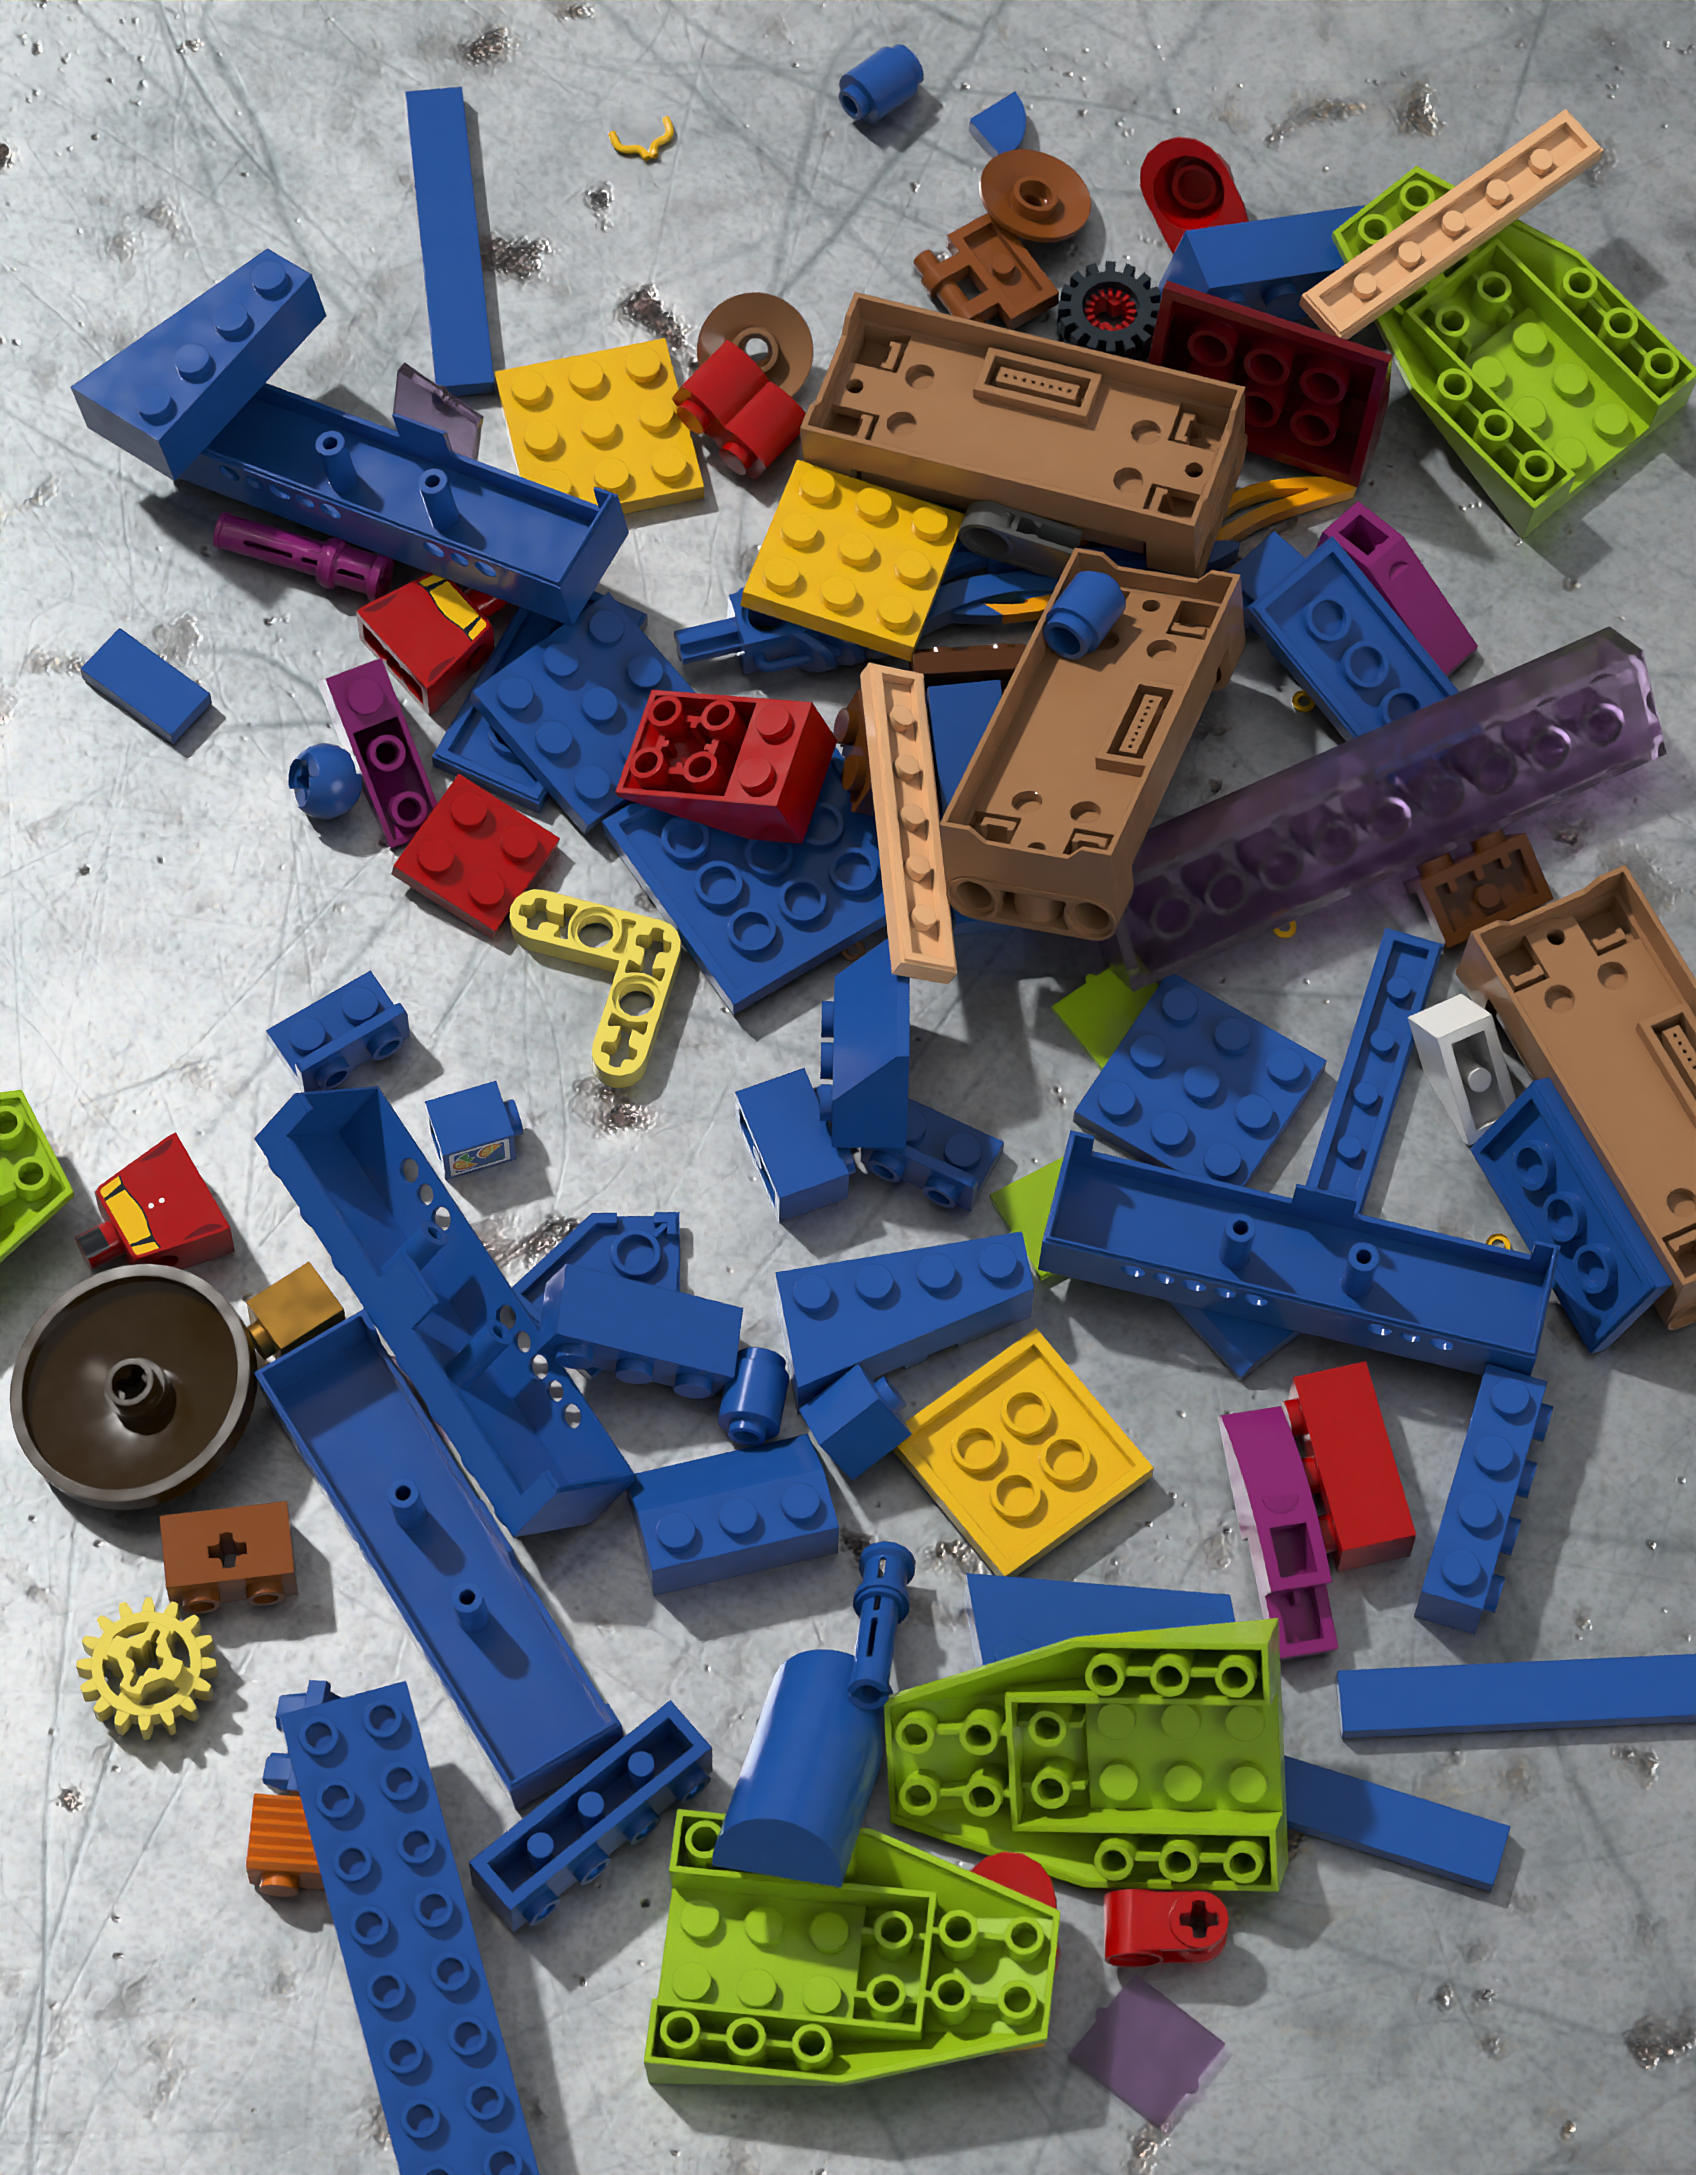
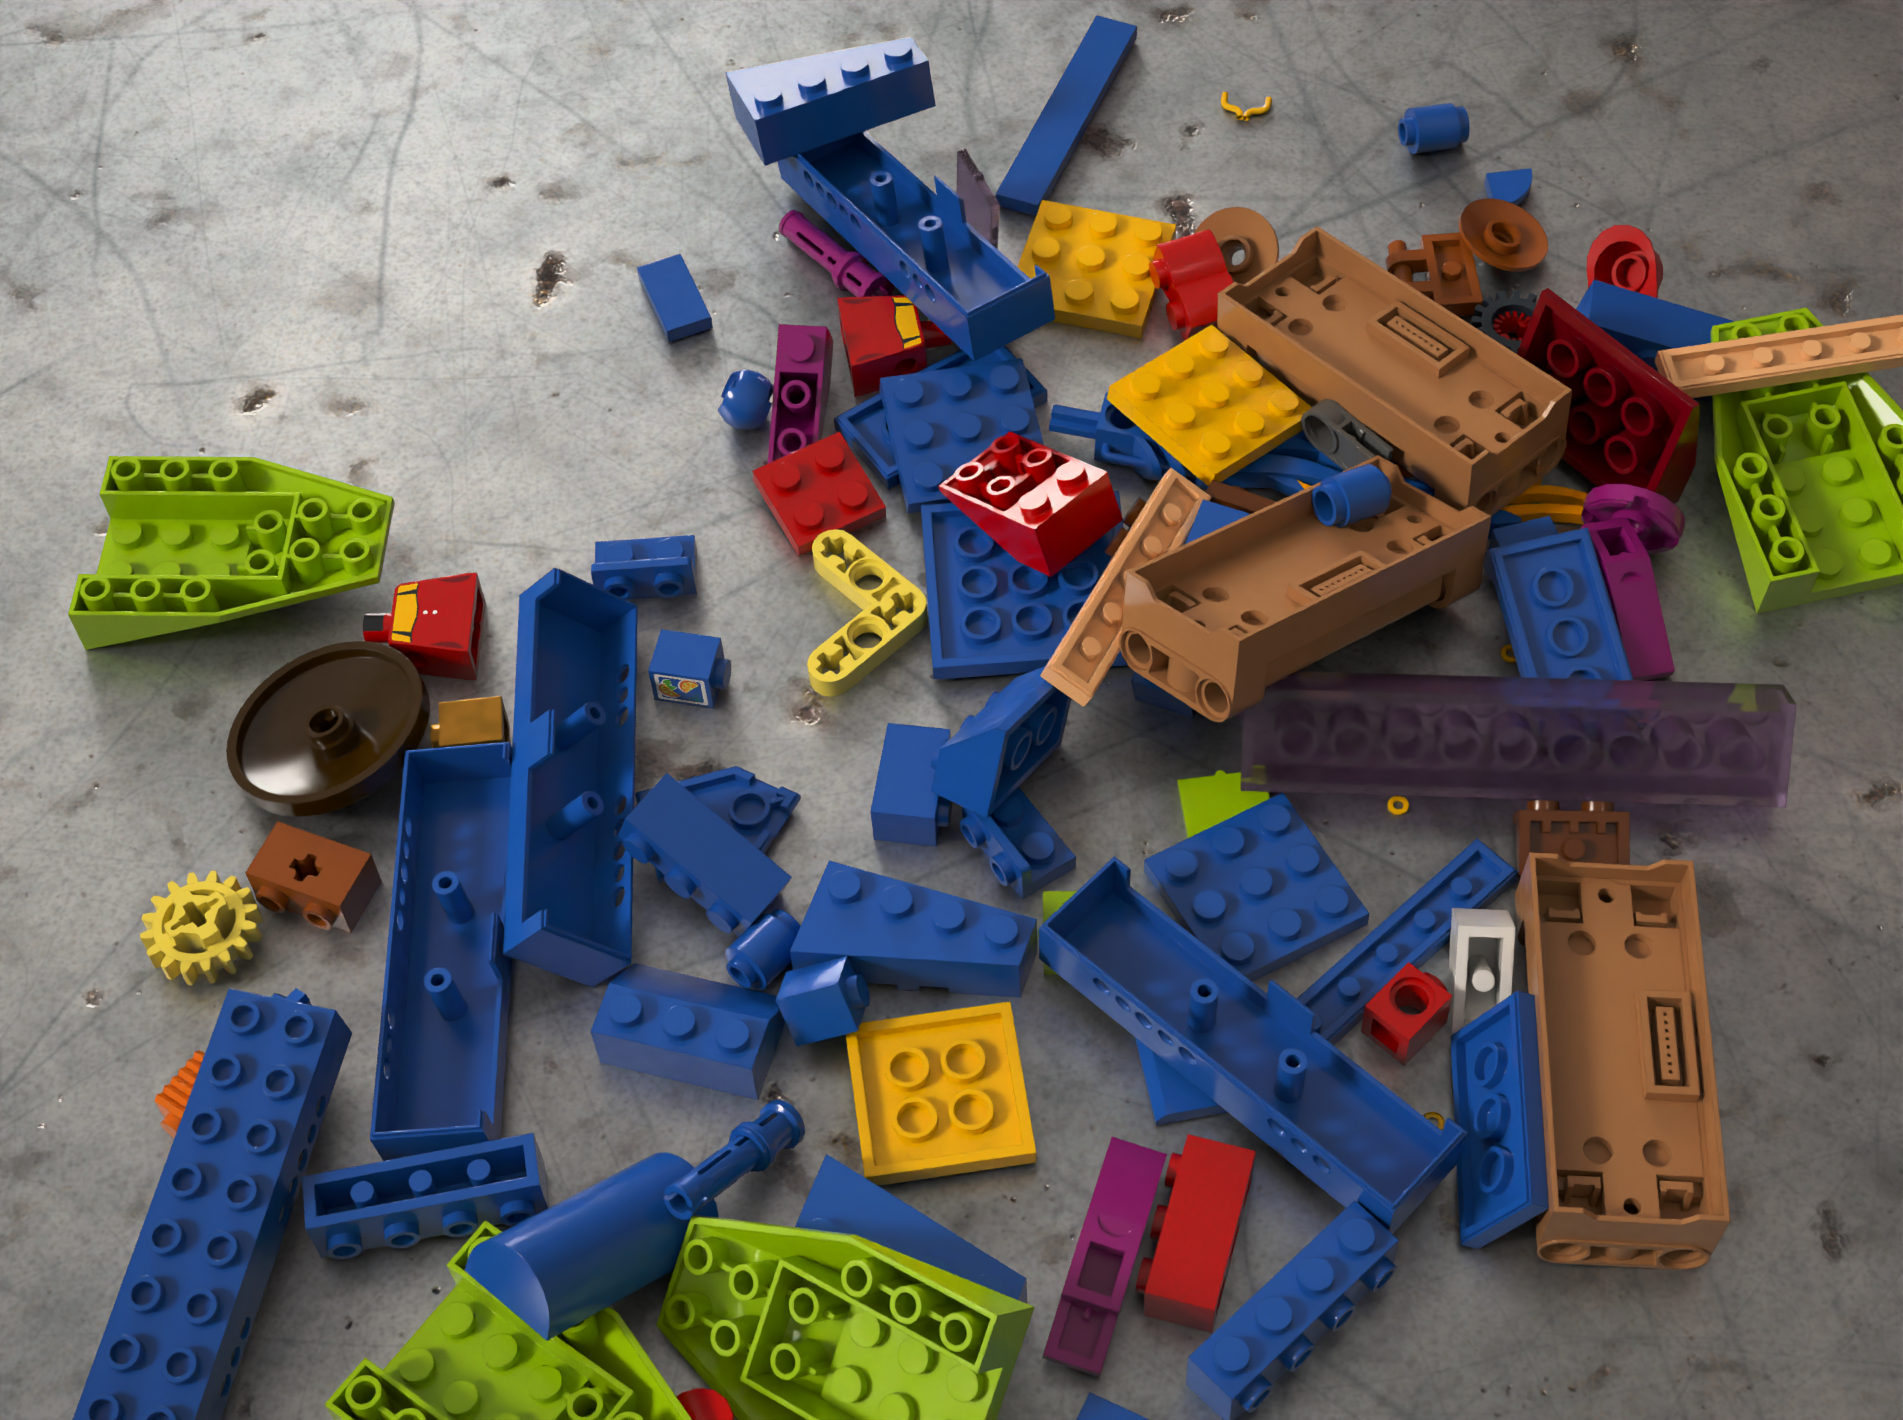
camera: 35 degrees right, 10 degrees down
(1381, 488) = (1652, 516): none -> magenta tile
(1417, 1170) = (1404, 1033): none -> red brick

